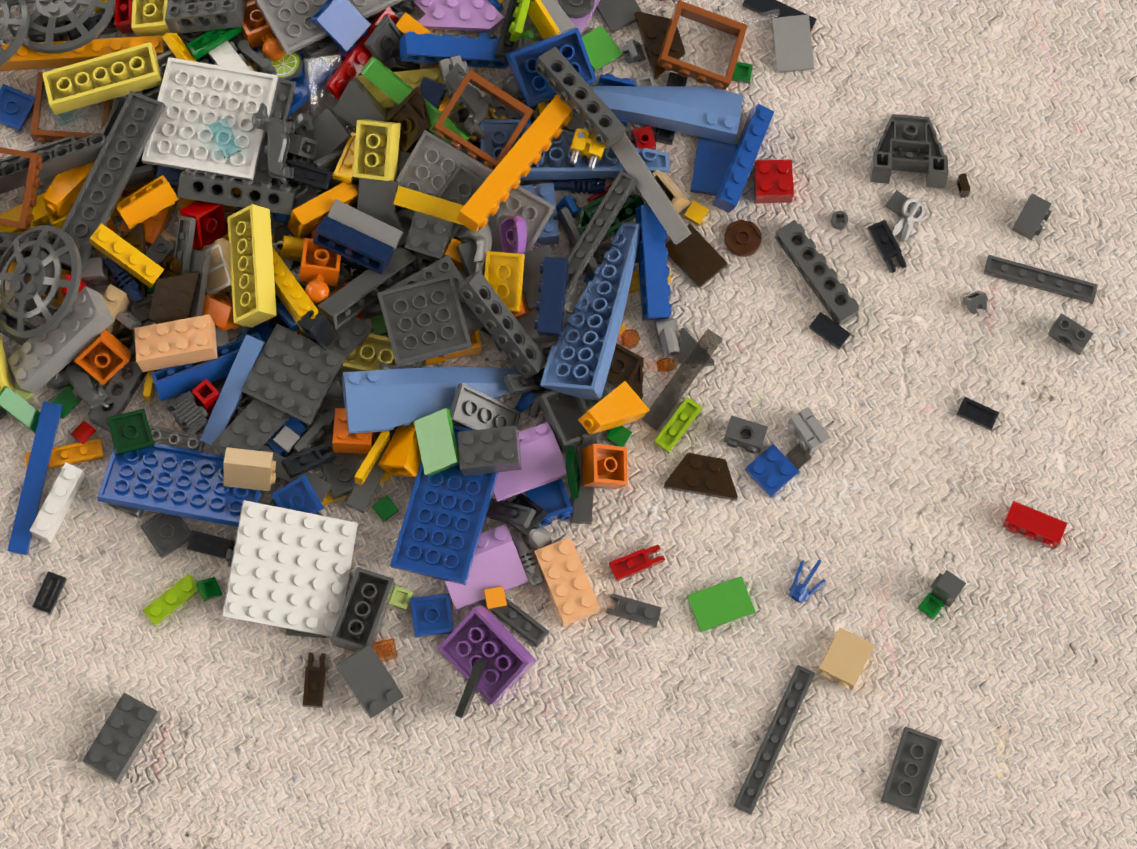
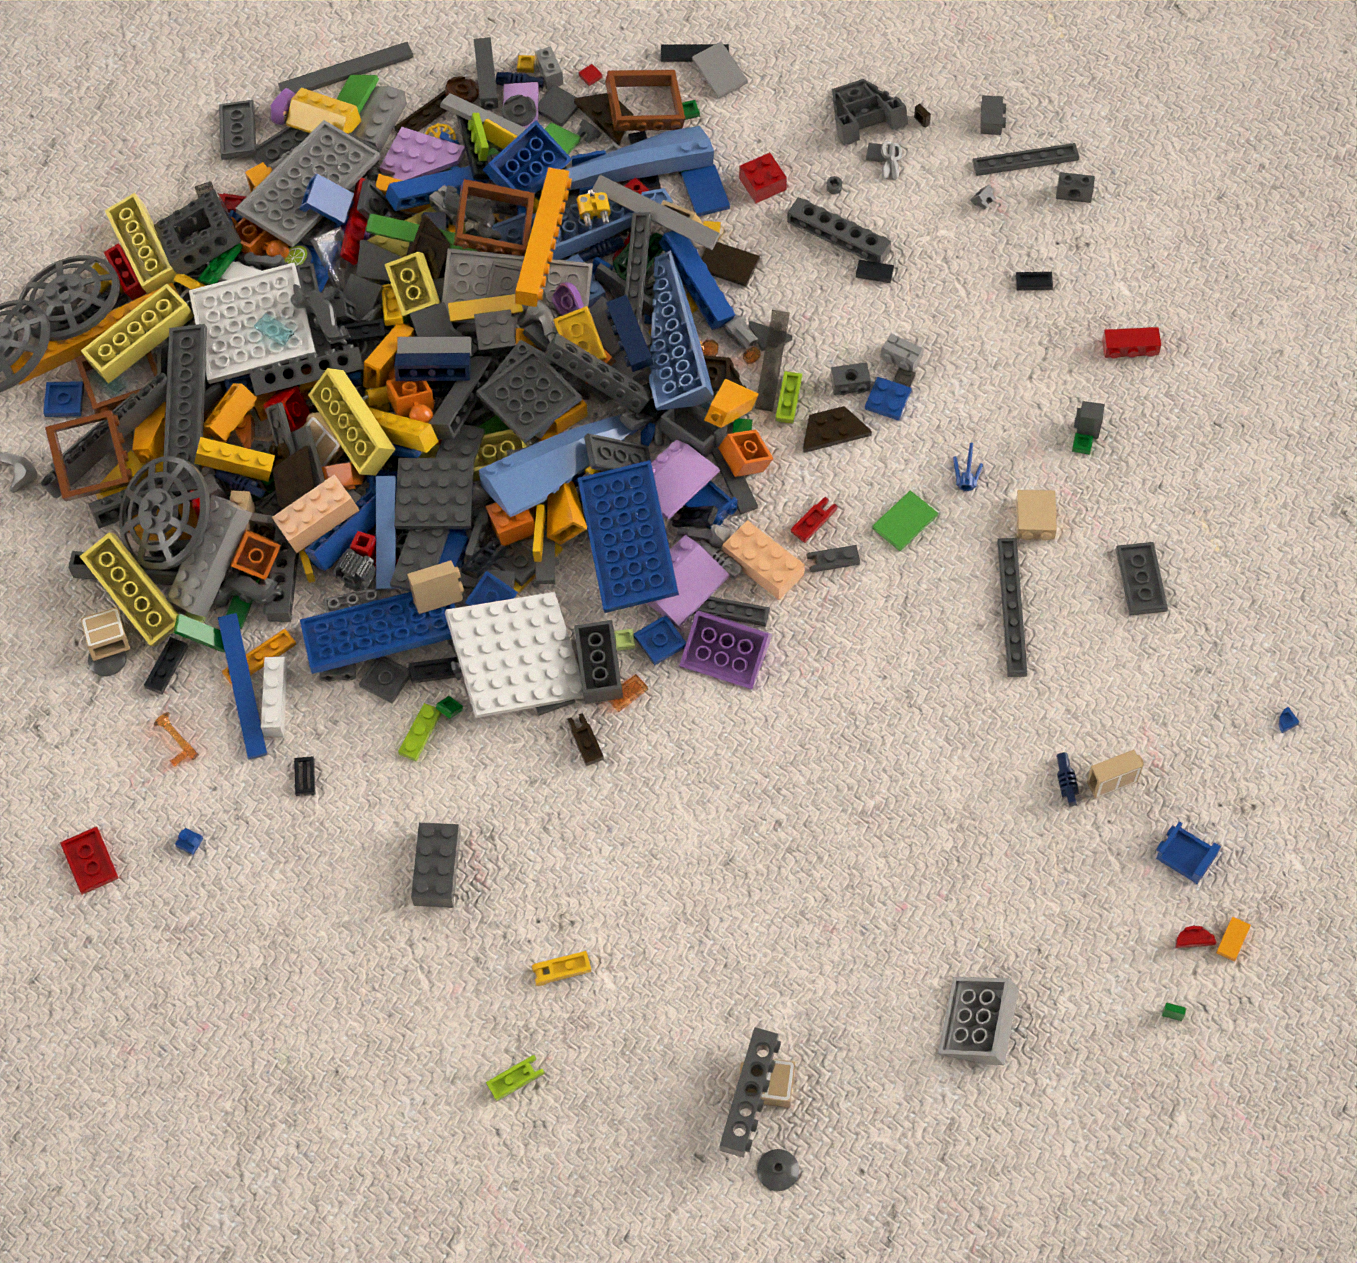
camera: 20 degrees left, 10 degrees down
(83, 432) = (266, 630): red tile -> none
(130, 432) = (310, 608): dark green tile -> none
(286, 439) = (455, 551): light grey tile -> none
(318, 329) = (438, 442): black hinge -> none
(369, 681) = (636, 713): dark grey slope -> none
(385, 508) = (571, 574): green tile -> none
(437, 442) = (591, 490): bright green tile -> none
(471, 687) = (729, 677): pearl dark grey tile -> none
(489, 450) = (642, 474): dark grey brick -> none
(495, 597) = (708, 599): light orange tile -> none
(510, 513) = (686, 524): dark grey tile -> none
(566, 74) = (568, 169): dark grey brick -> none
(572, 472) = (721, 463): dark green tile -> none
(742, 238) = (761, 233): reddish brown tile -> none
(743, 158) = (728, 169): blue brick -> none
(761, 16) = (682, 59): clear tile -> none
(886, 244) = (885, 186): black hinge -> none

